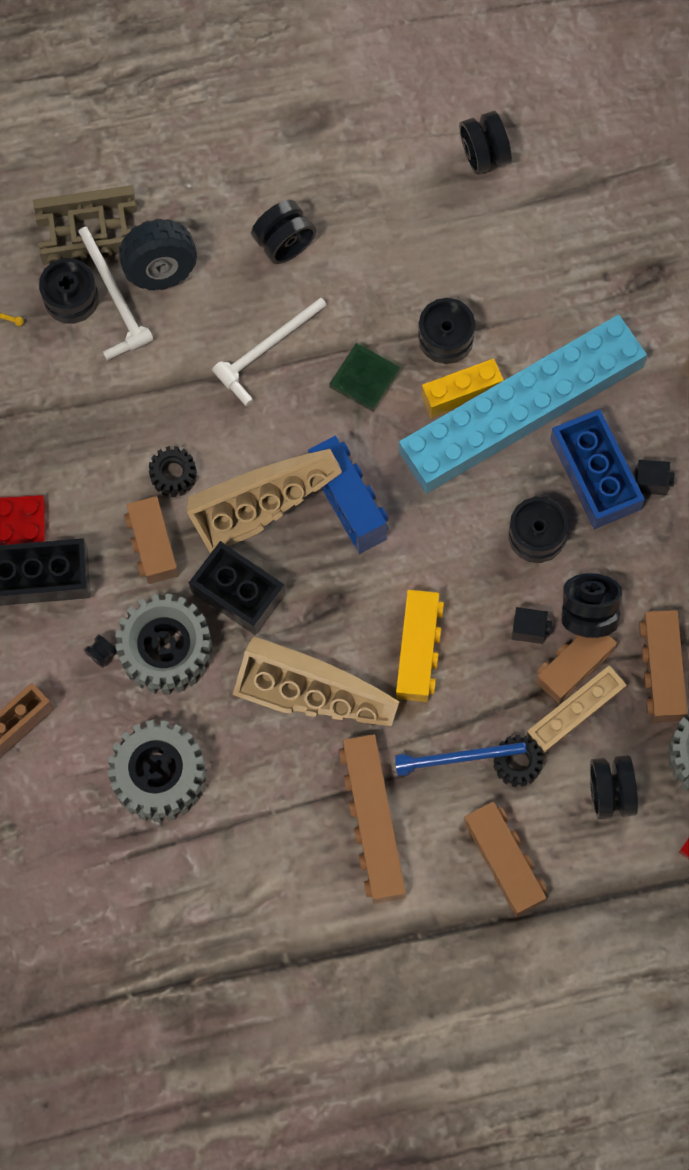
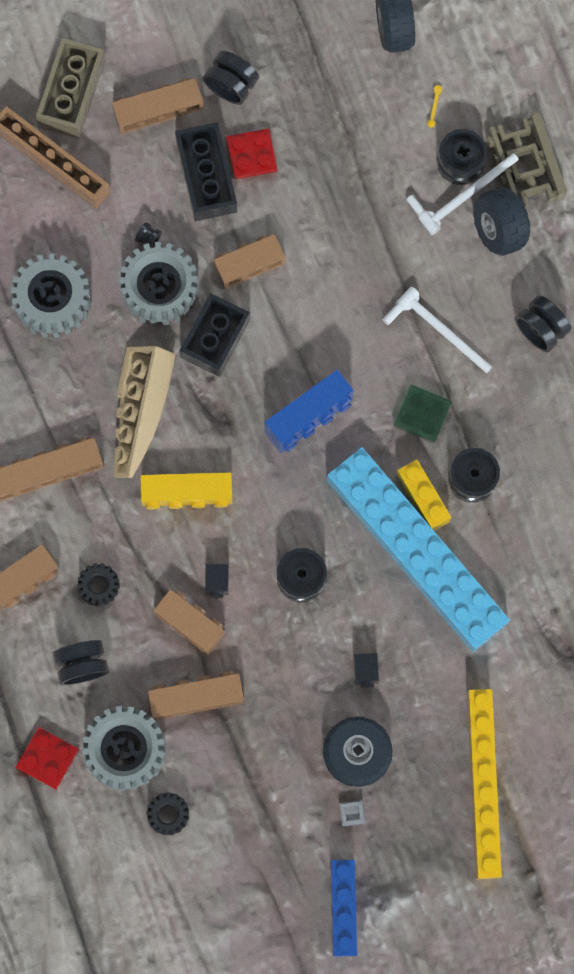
camera: 75 degrees right, 5 degrees up
(172, 486) = (317, 256): black tyre -> none
(254, 499) = (291, 334): tan wedge -> none
(407, 764) = (84, 493): blue piece -> none
(576, 709) = (149, 627): tan plate -> none
(591, 605) = (236, 626): black wheel -> none
(597, 469) = (364, 618): blue brick -> none

